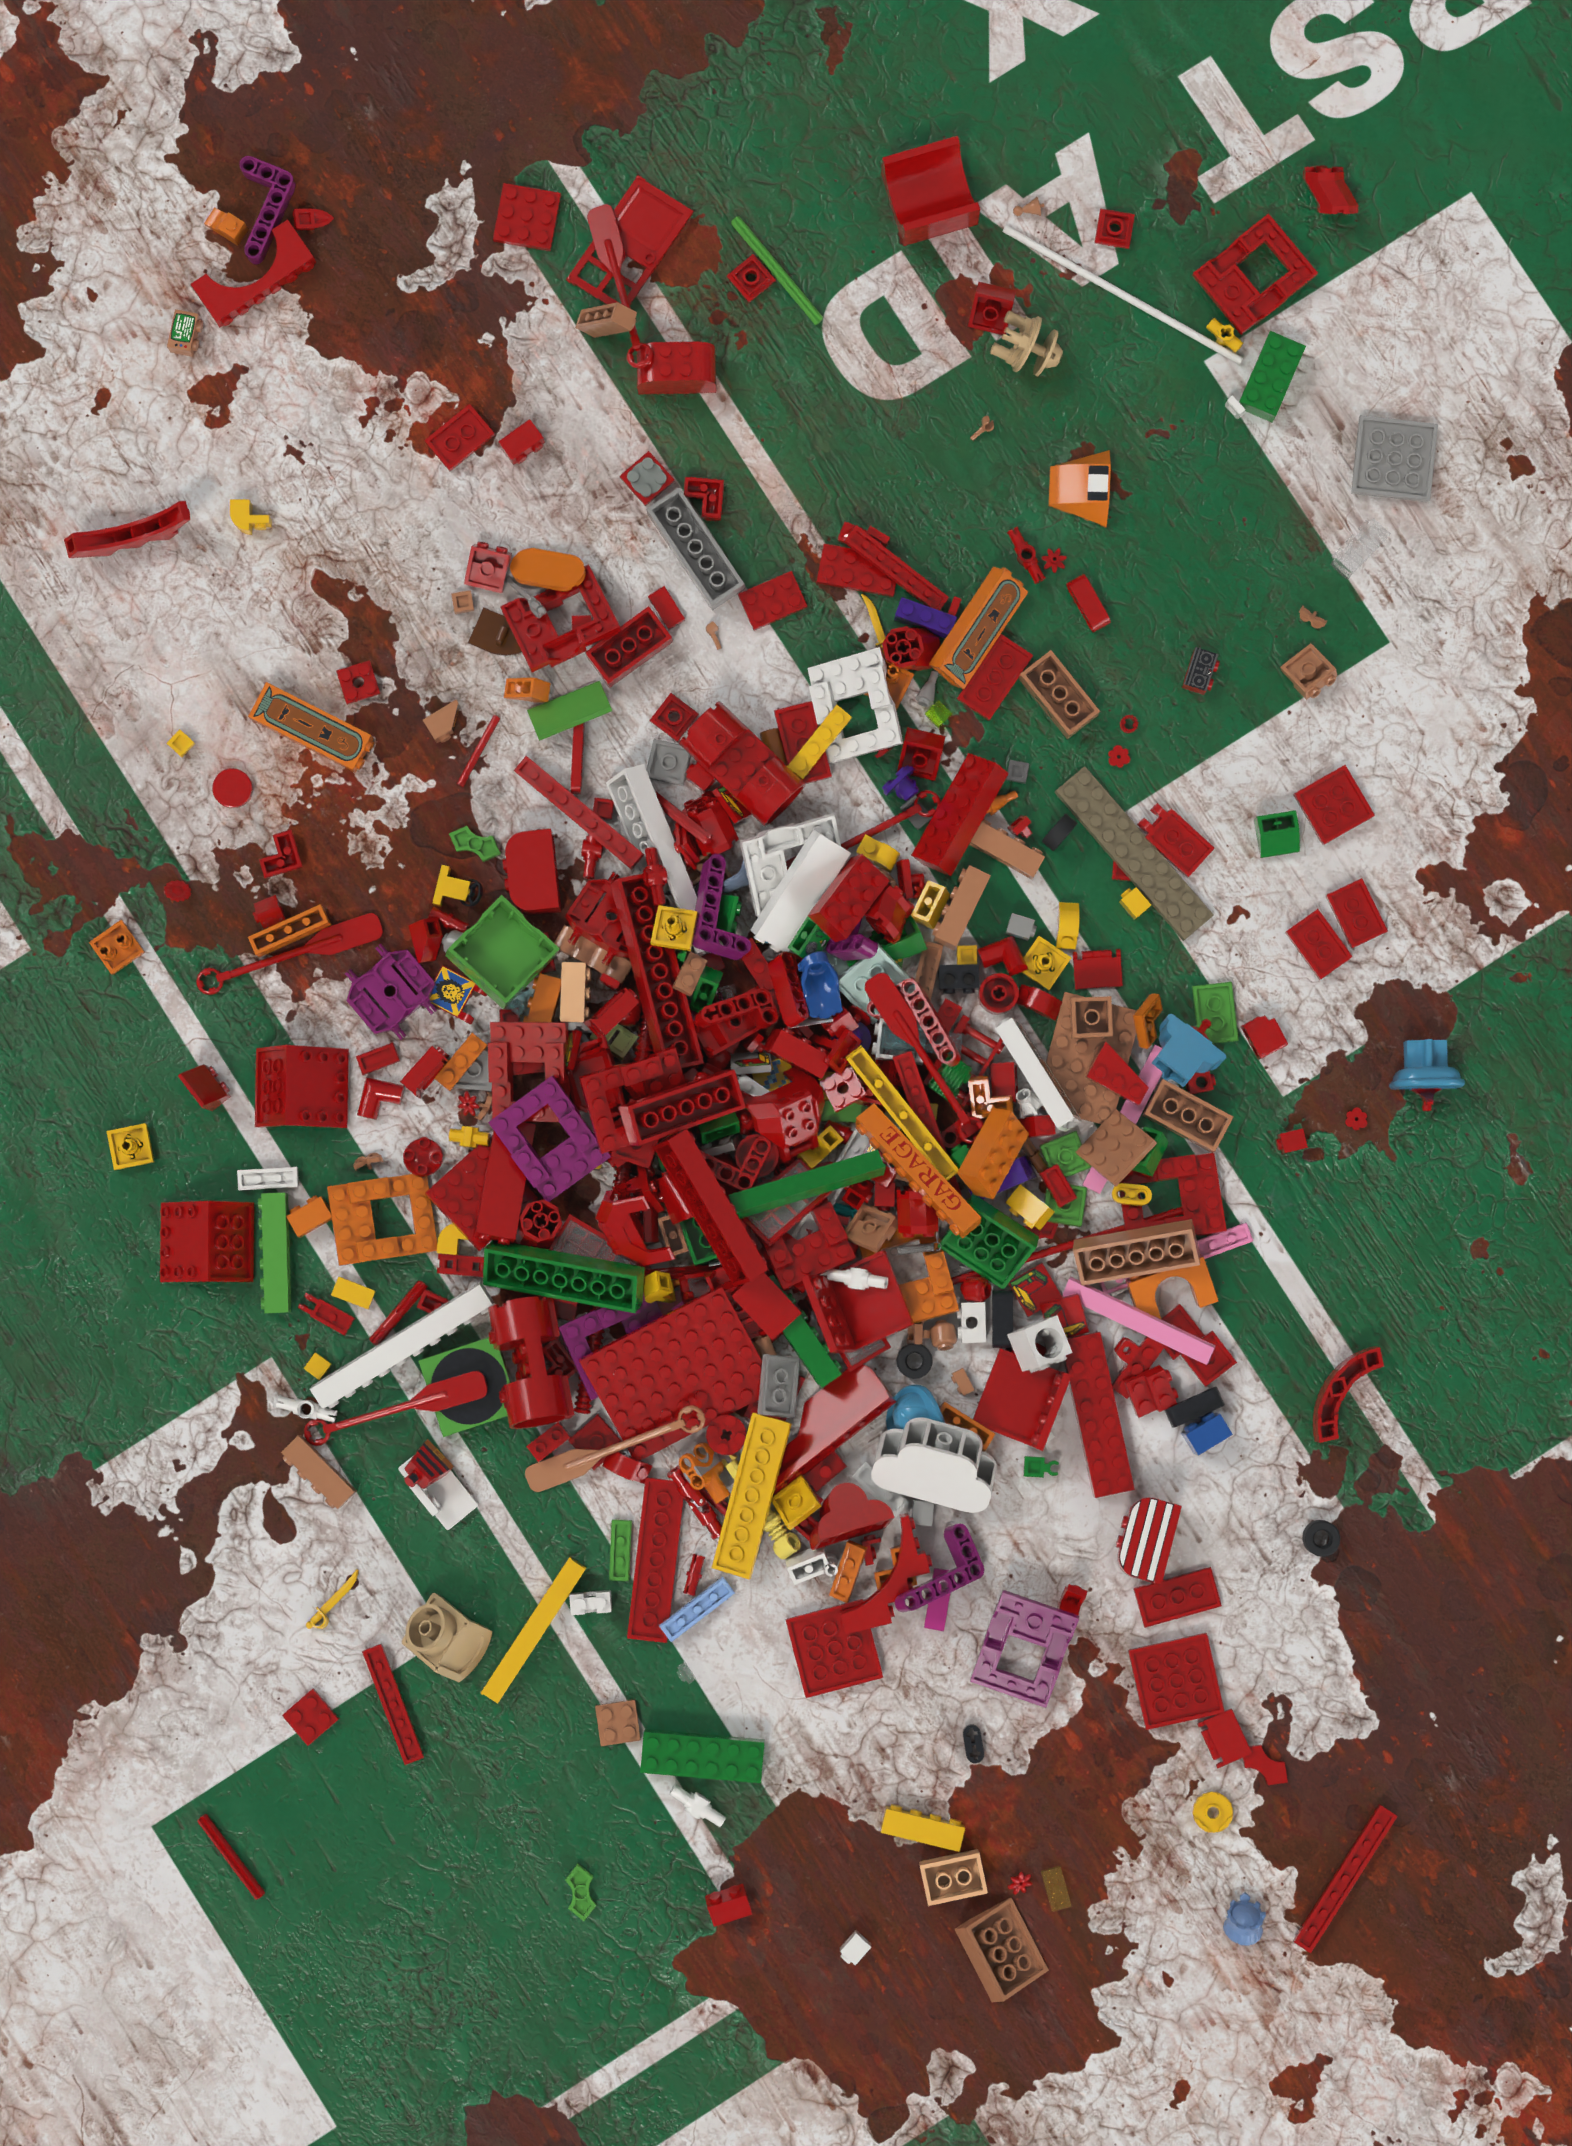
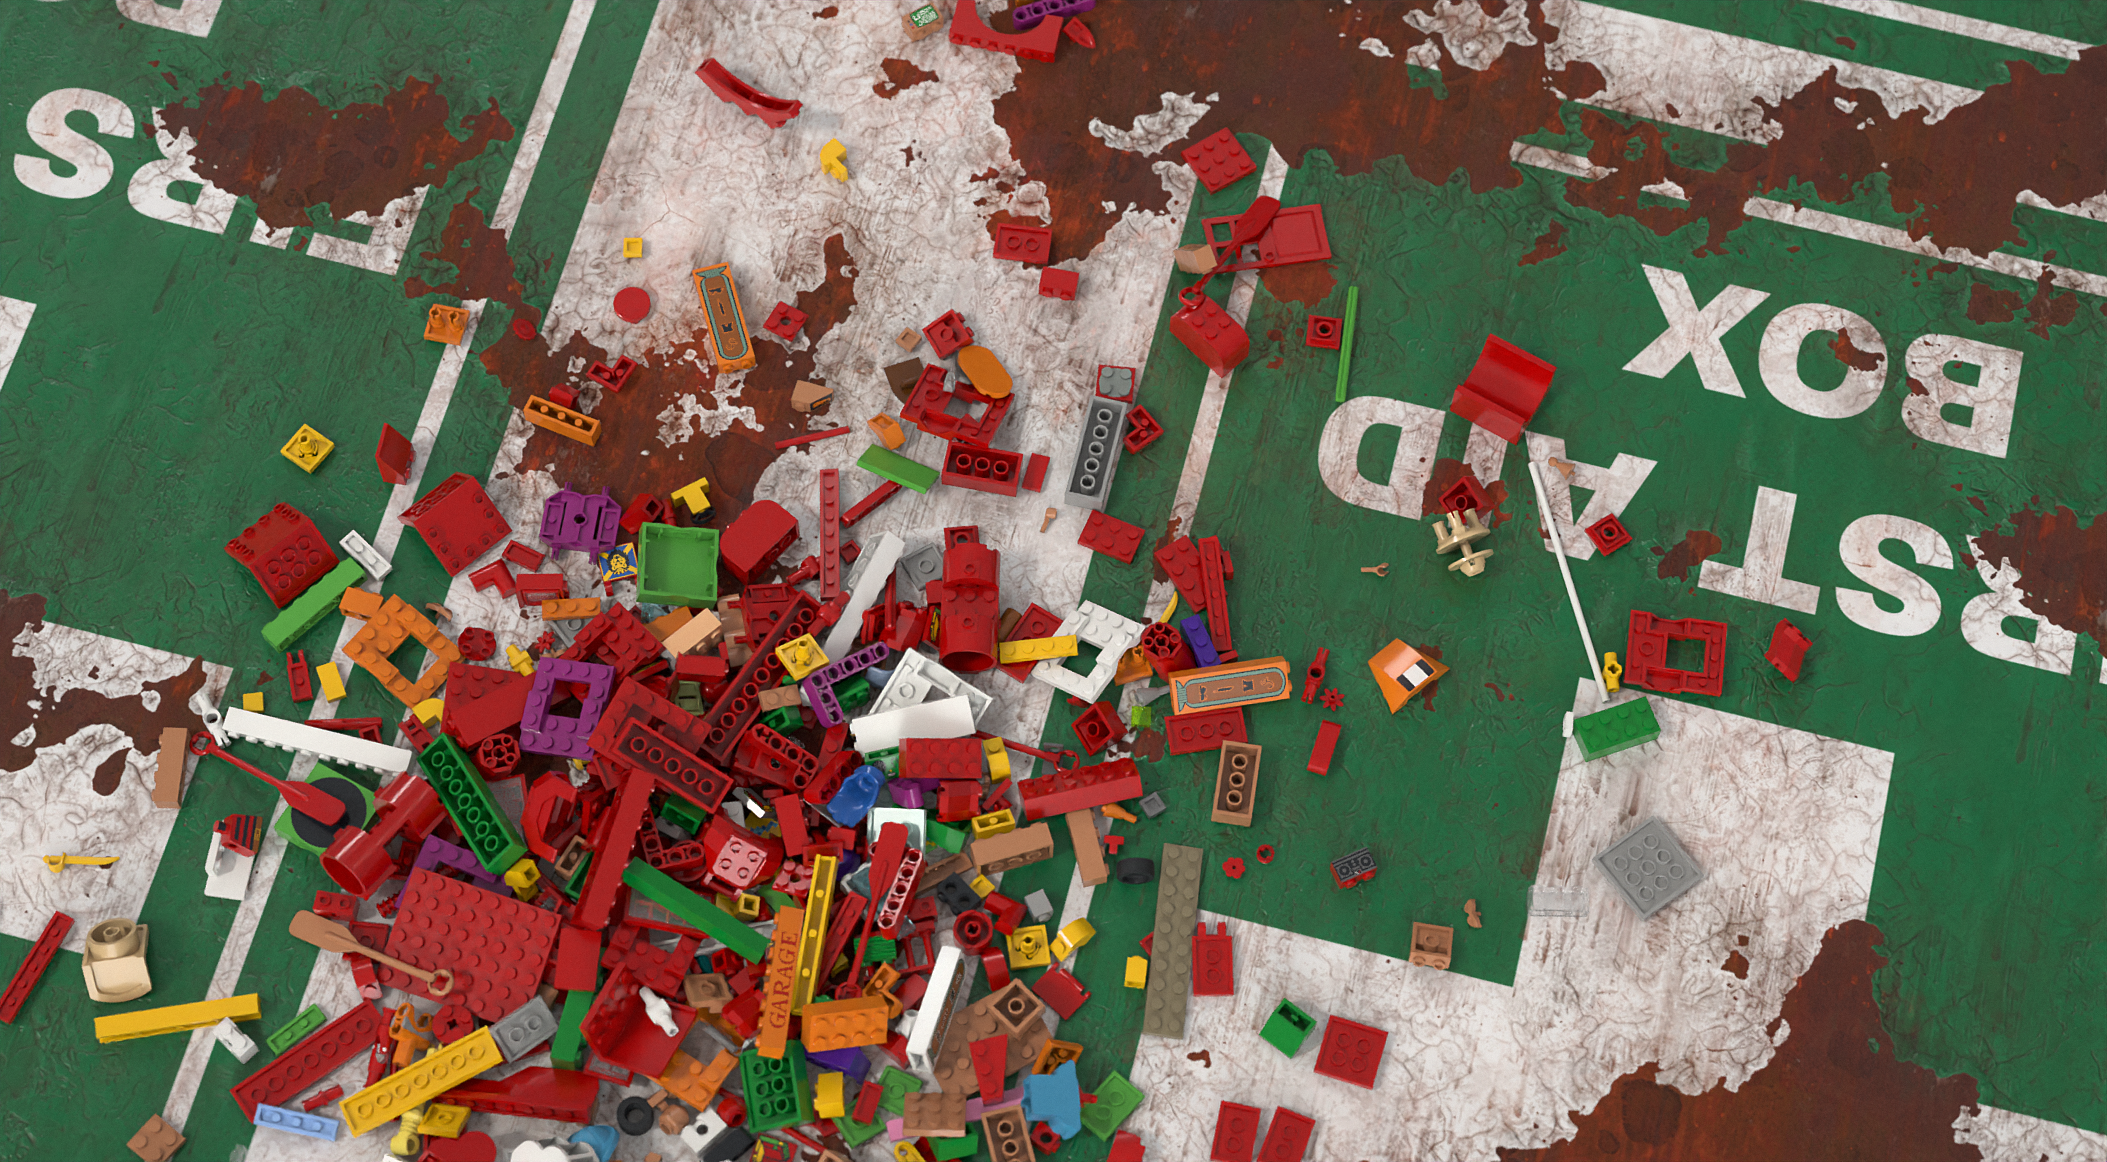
camera: 45 degrees right, 20 degrees down
(326, 942) = (577, 453): red piece -> none
(484, 847) = (739, 482): bright green tile -> none
(825, 1471) = (493, 1126): red tile -> none
(903, 785) = (1063, 729): dark purple plate -> none
(1033, 1155) = (874, 1063): reddish brown axle -> none

